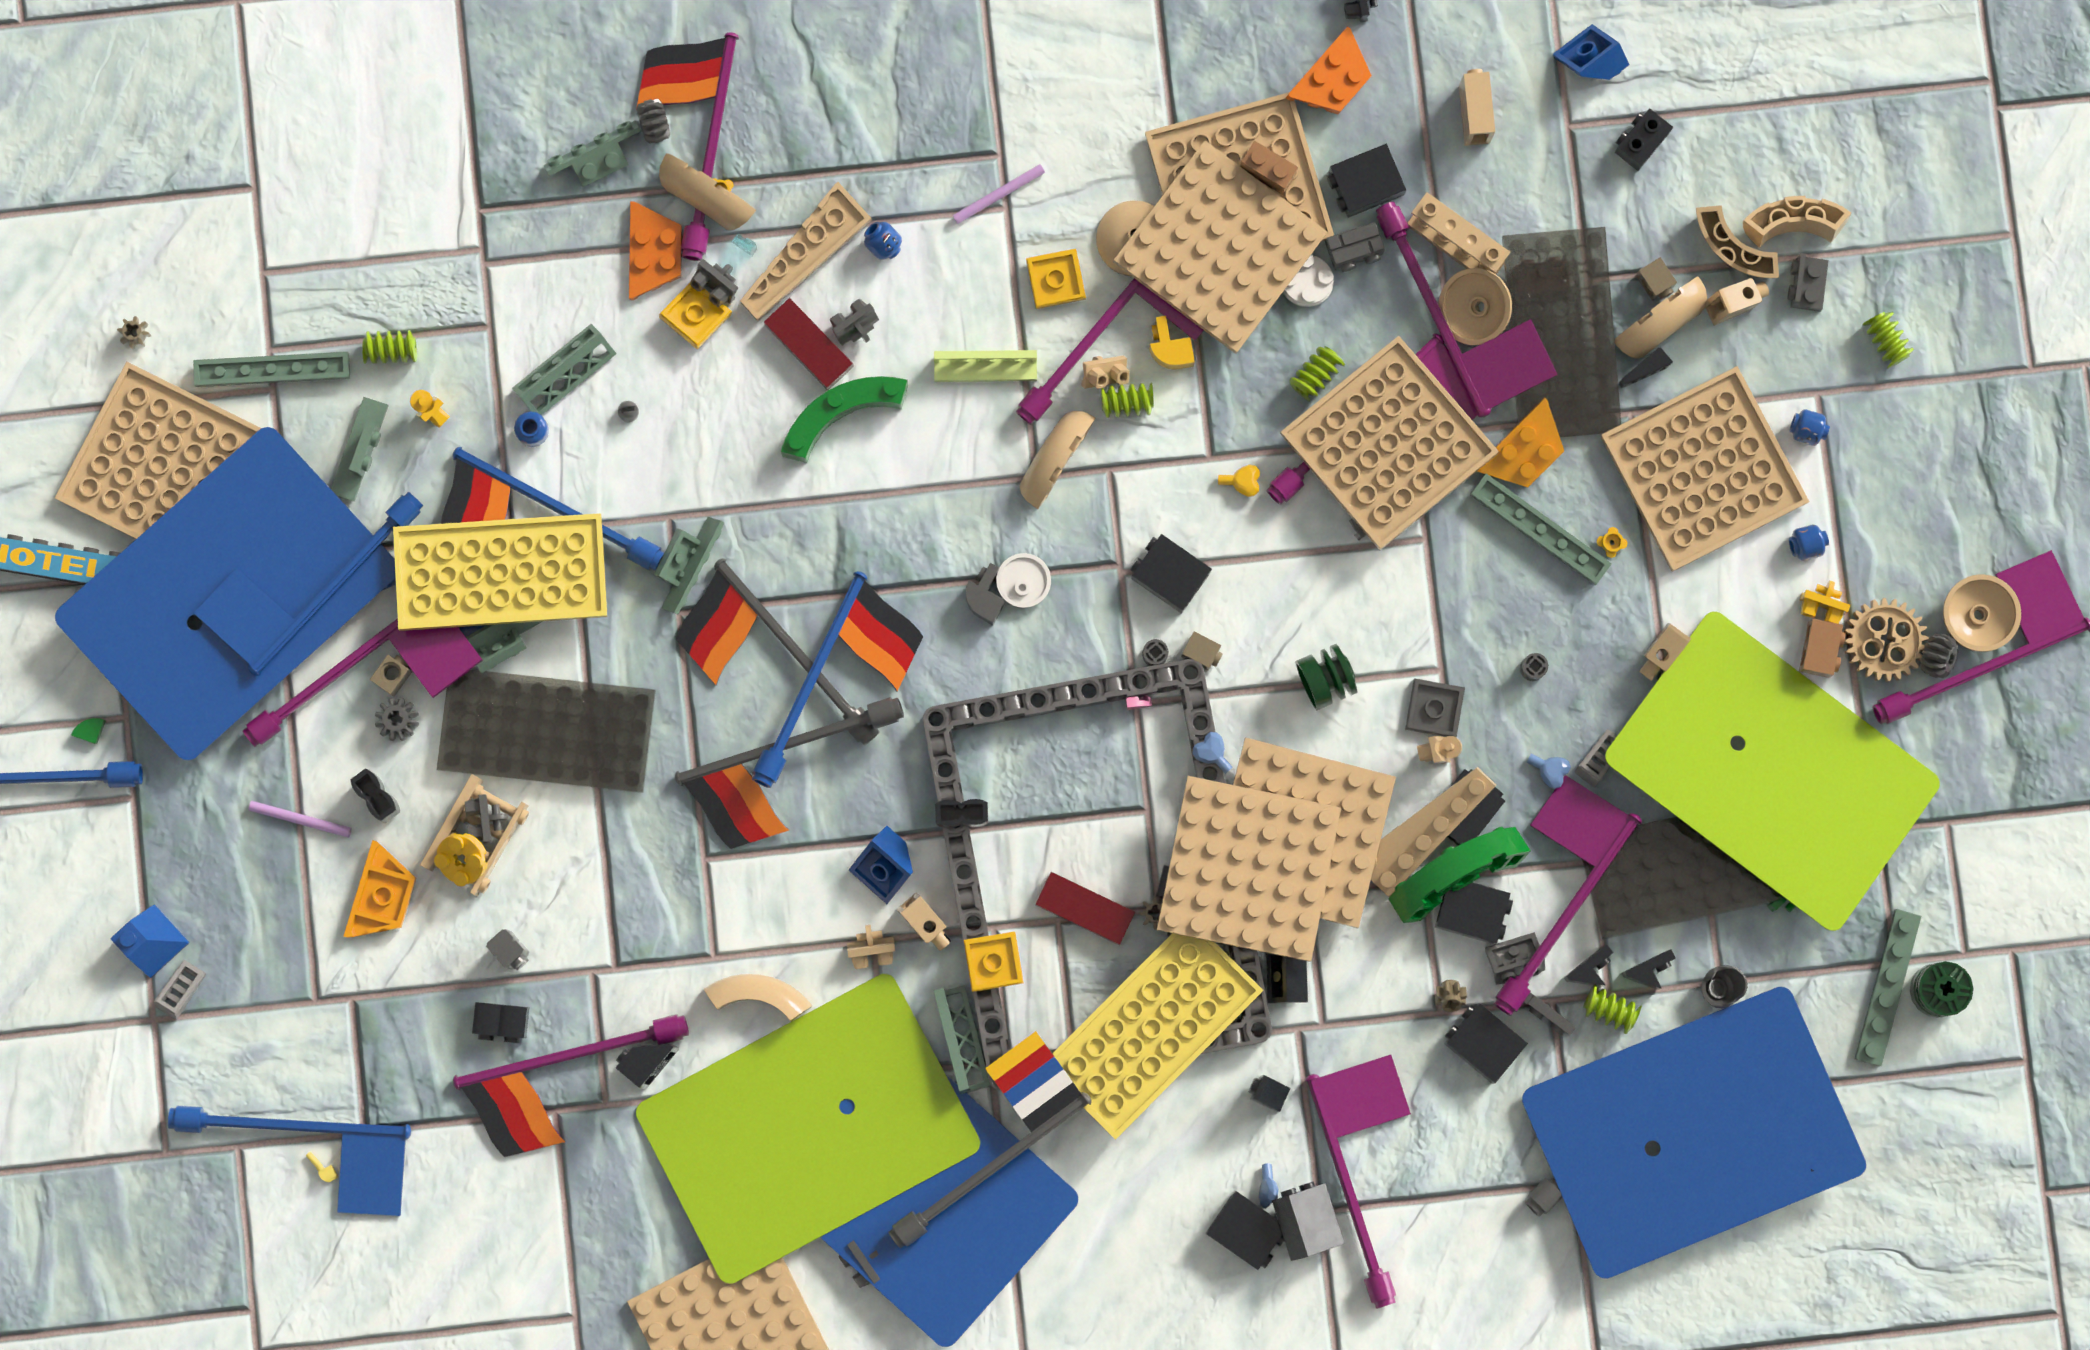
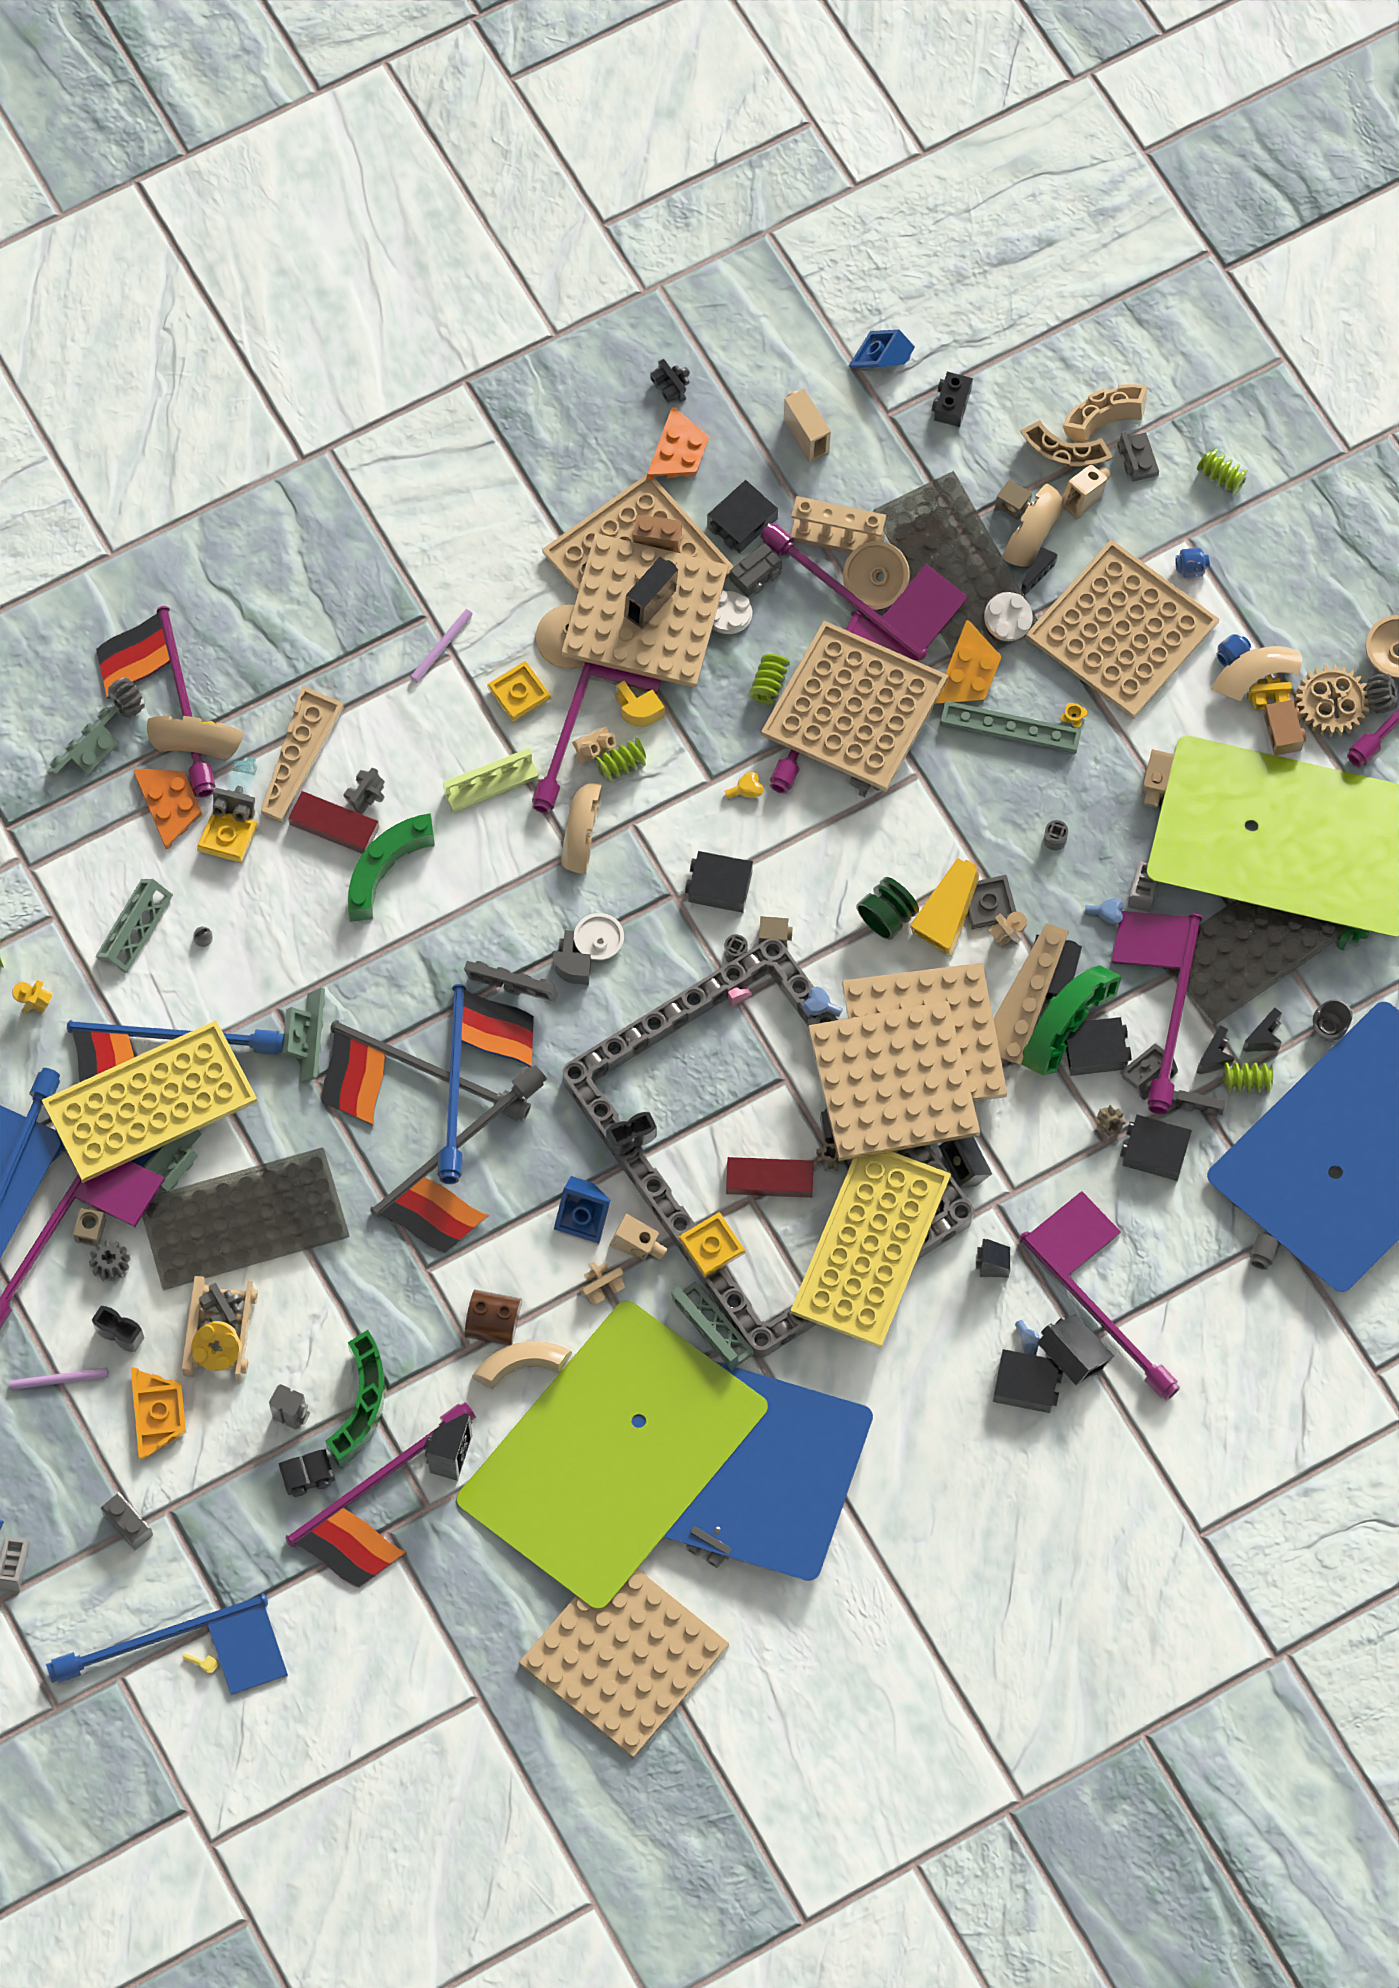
camera: 20 degrees left, 15 degrees down
(305, 996) = (126, 1521): none -> dark grey brick
(531, 429) = (126, 979): blue head -> none
(589, 976) = (368, 1405): none -> green brick
(749, 937) = (492, 1317): none -> reddish brown brick
(882, 240) = (360, 716): blue head -> none
(921, 600) = (513, 983): none -> dark grey hinge
(1041, 1097) = (805, 1337): flag -> none
(1230, 237) = (651, 592): none -> black brick
(1388, 700) = (947, 907): none -> yellow slope
(1591, 409) = (1008, 616): none -> white piece
(1821, 572) = (1253, 666): none -> tan brick

